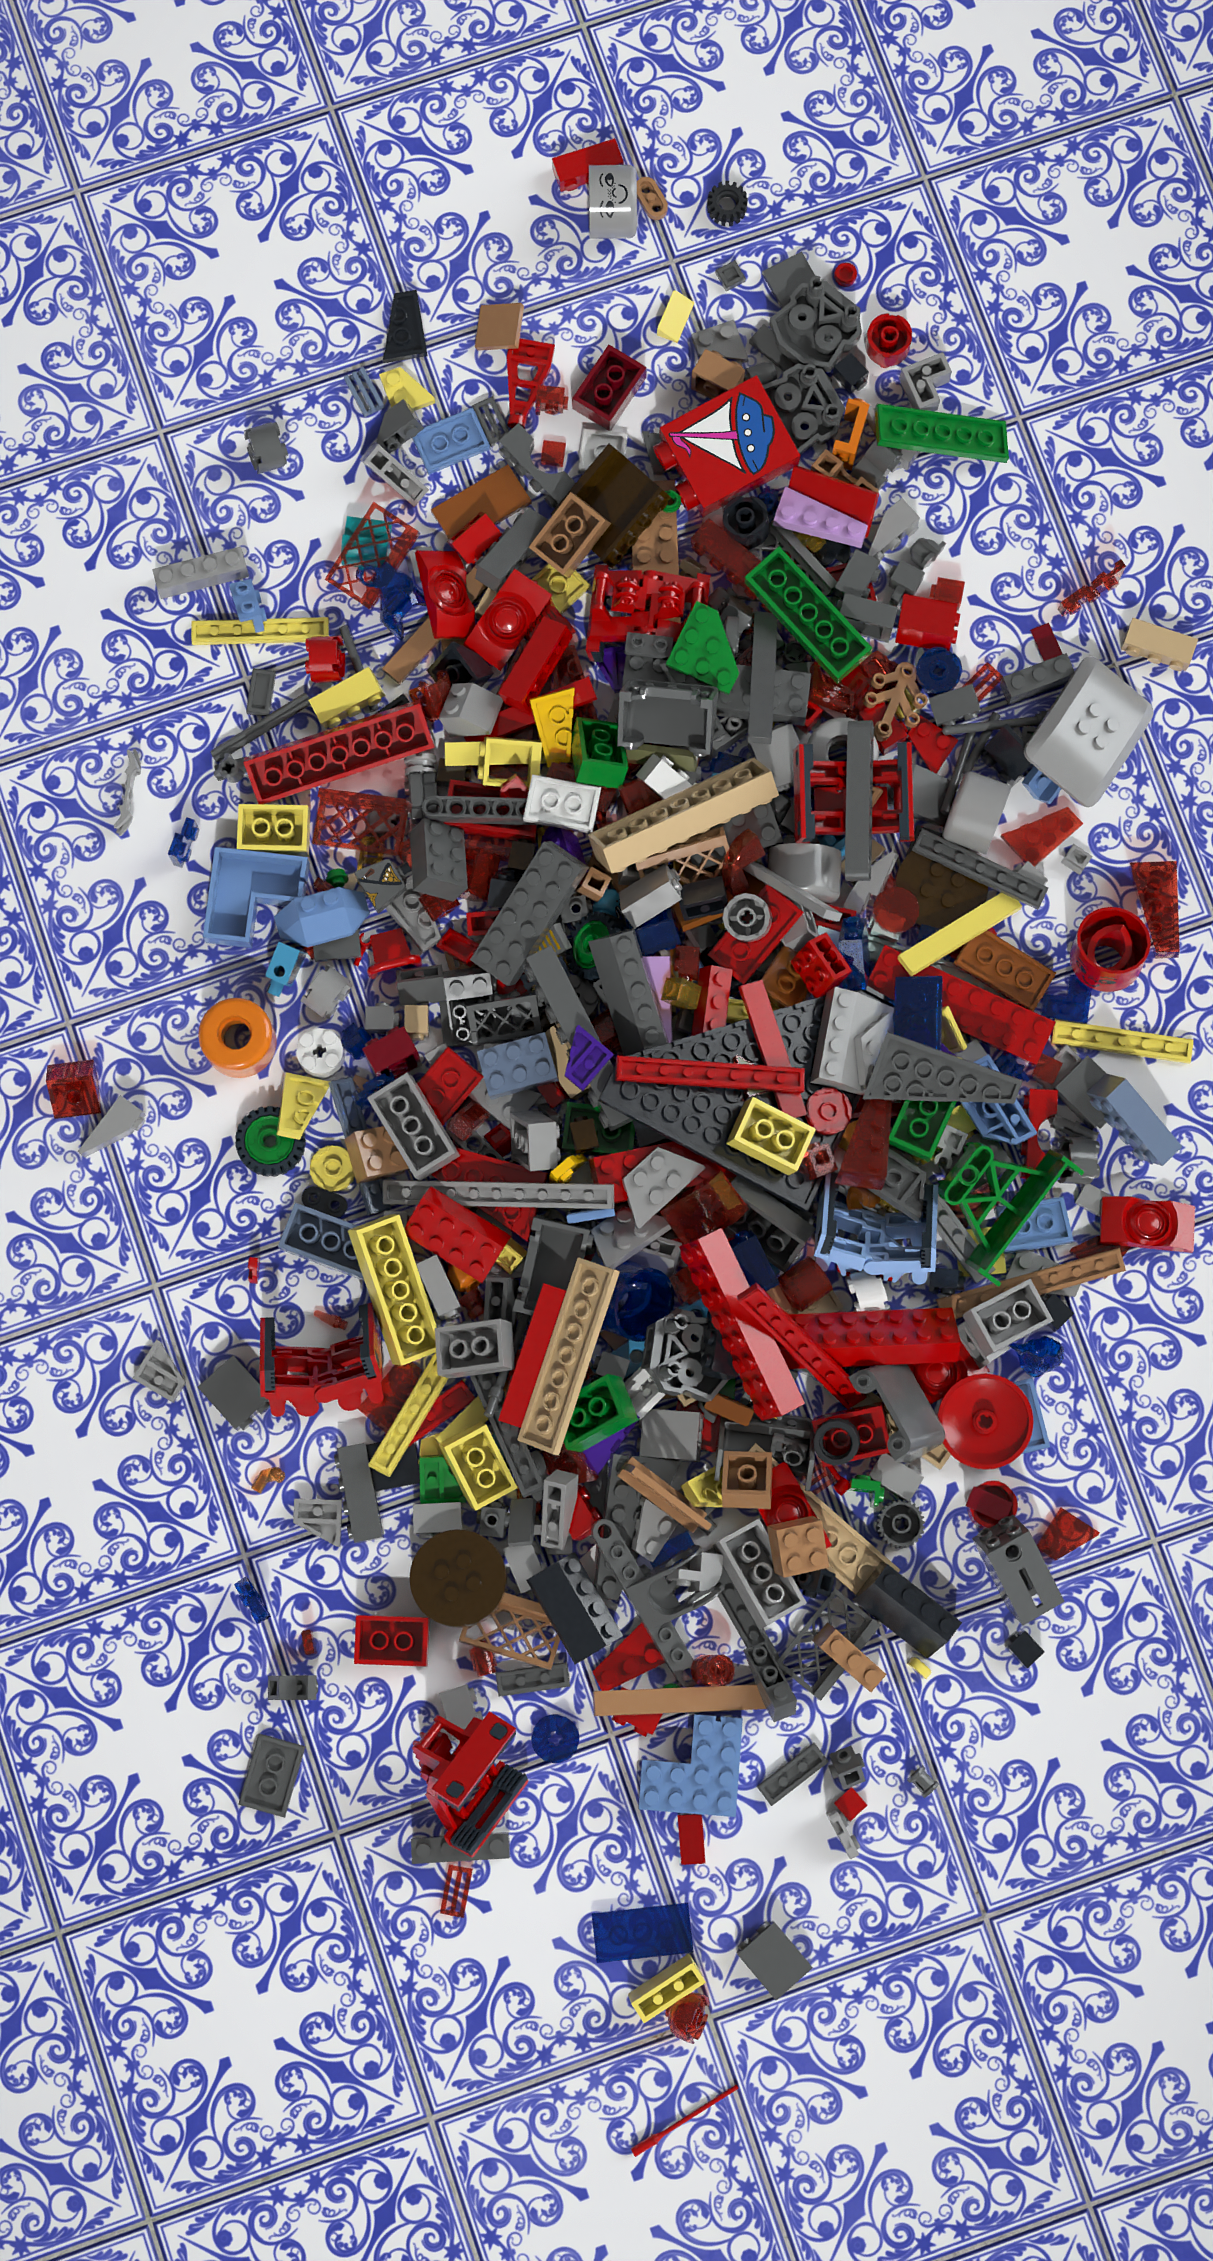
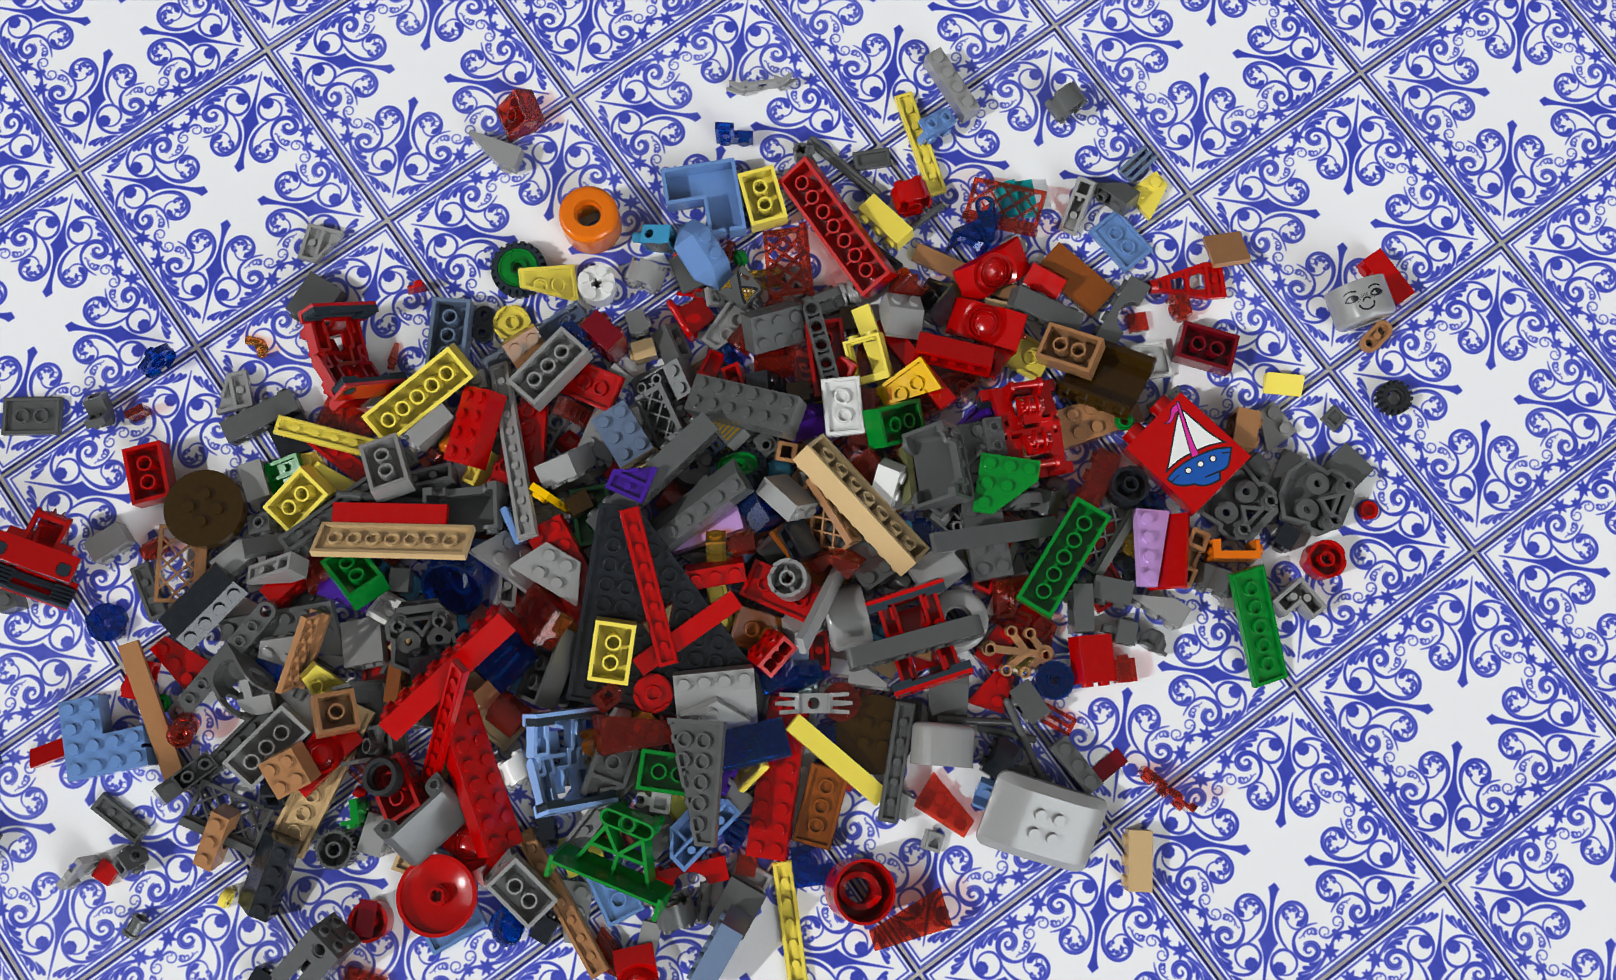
camera: 70 degrees right, 0 degrees up
(354, 1040) = (615, 308): clear blue piece -> none
(376, 922) = (713, 298): none -> light grey tile
(405, 332) = (1199, 180): black wing -> none
(454, 922) = (731, 356): none -> clear blue tile
(483, 404) = (1158, 257): dark grey tile -> none
(691, 567) = (1078, 457): dark tan tile -> none
(890, 924) = (825, 706): none -> light grey piece

